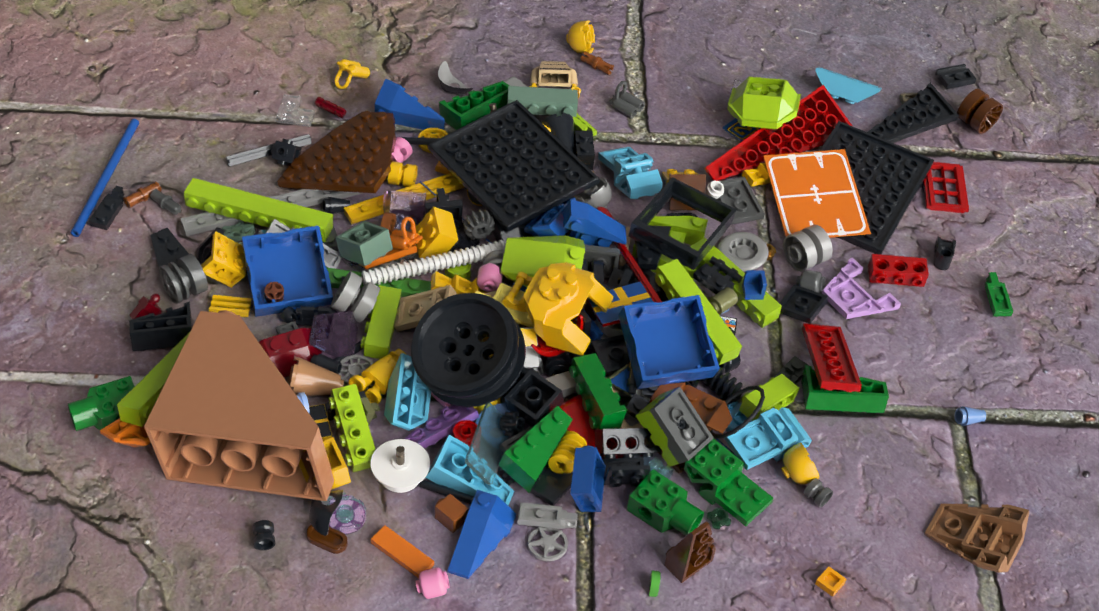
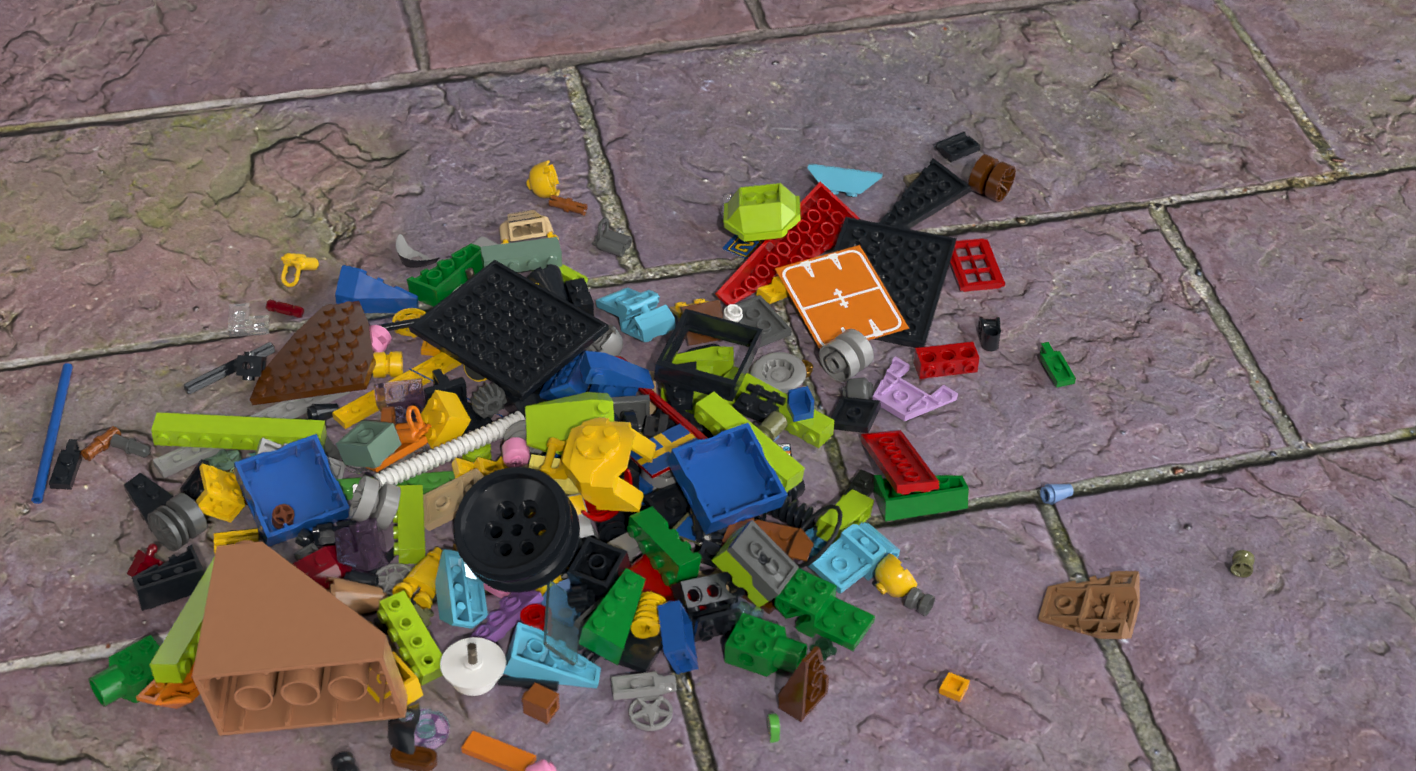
camera: 10 degrees left, 5 degrees down
(484, 527) = (579, 712): blue wedge -> none

